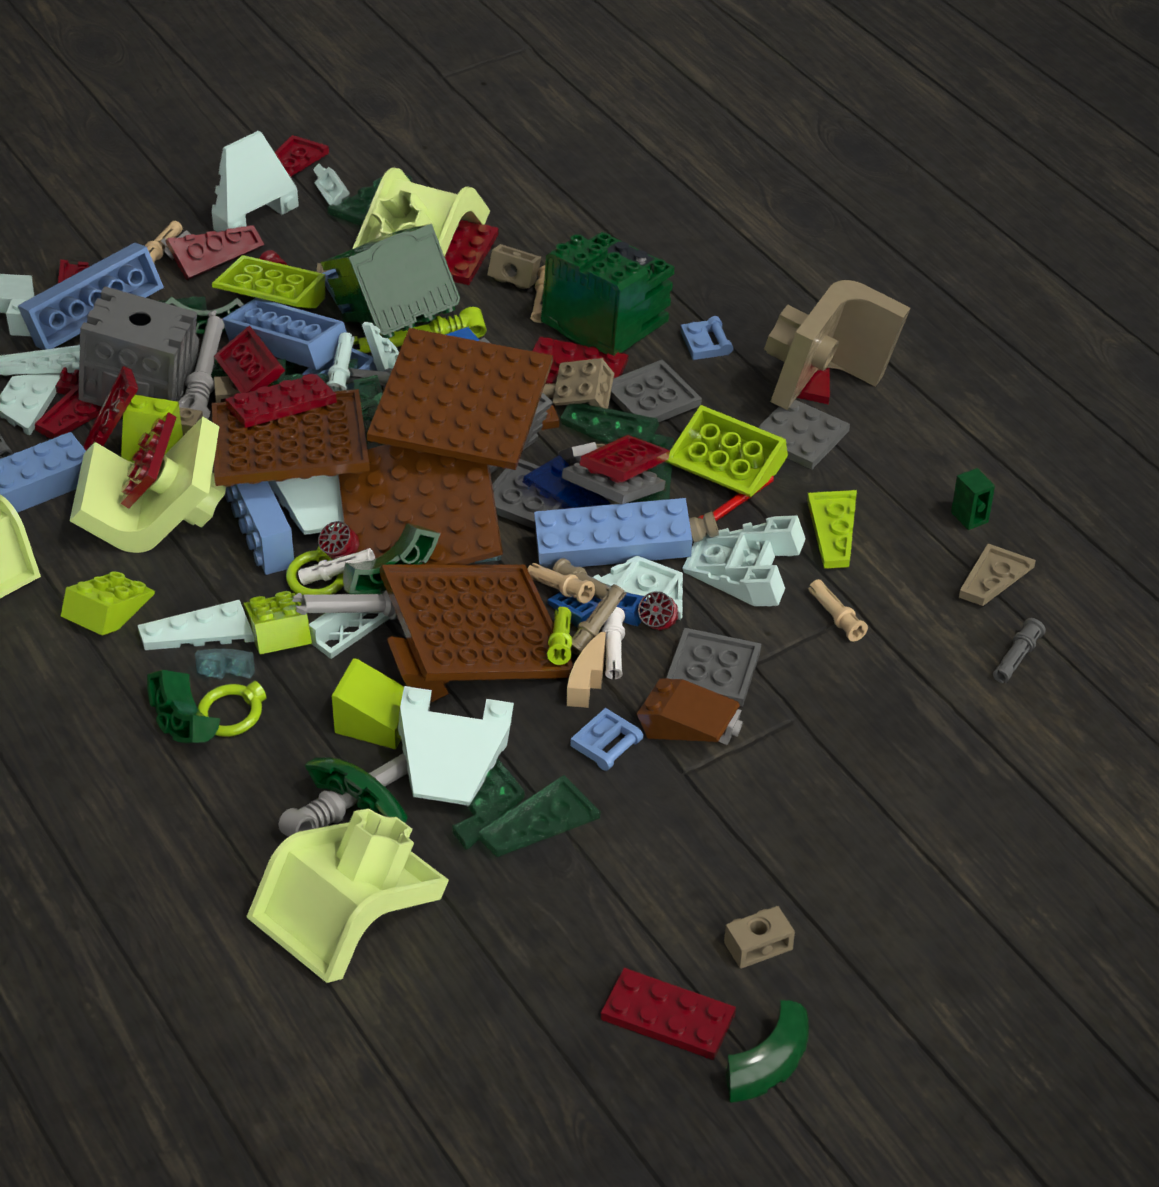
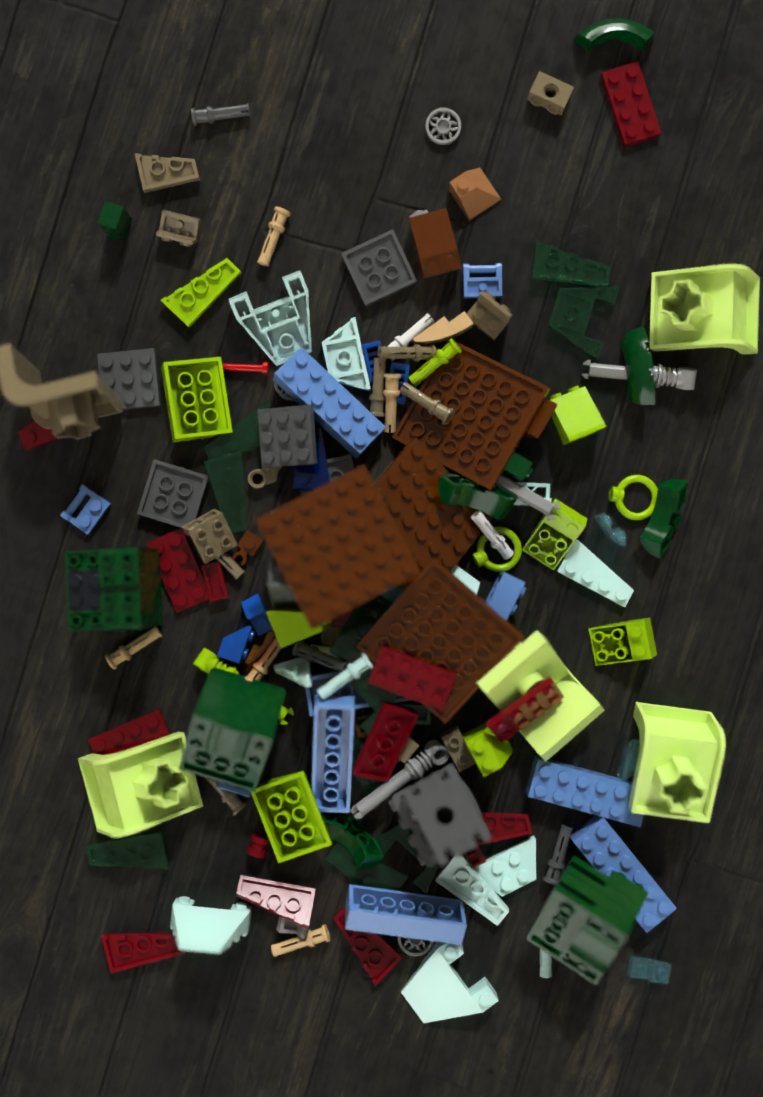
camera: 130 degrees left, 45 degrees up
(113, 408) = (503, 777): dark red wing -> none
(329, 540) = (477, 546): dark red wheel -> none
(330, 185) = (141, 893): light aqua hinge -> none
(378, 622) = (518, 468): none -> dark green brick
(450, 752) = (579, 336): light aqua wedge -> none
(515, 595) = (433, 406): none -> dark tan pin
(526, 265) = (126, 685): dark tan brick -> none
(561, 713) = (489, 315): none -> dark tan bracket
(576, 452) = (280, 480): light grey hinge -> none
(624, 458) = (270, 437): dark red plate -> none
(658, 611) = (367, 328): wheel -> none
(703, 527) = (274, 358): dark tan wheel -> none
(714, 794) = (473, 192): none -> medium nougat slope
(819, 823) = (443, 126): none -> light grey wheel
(917, 544) = (178, 228): none -> dark tan bracket

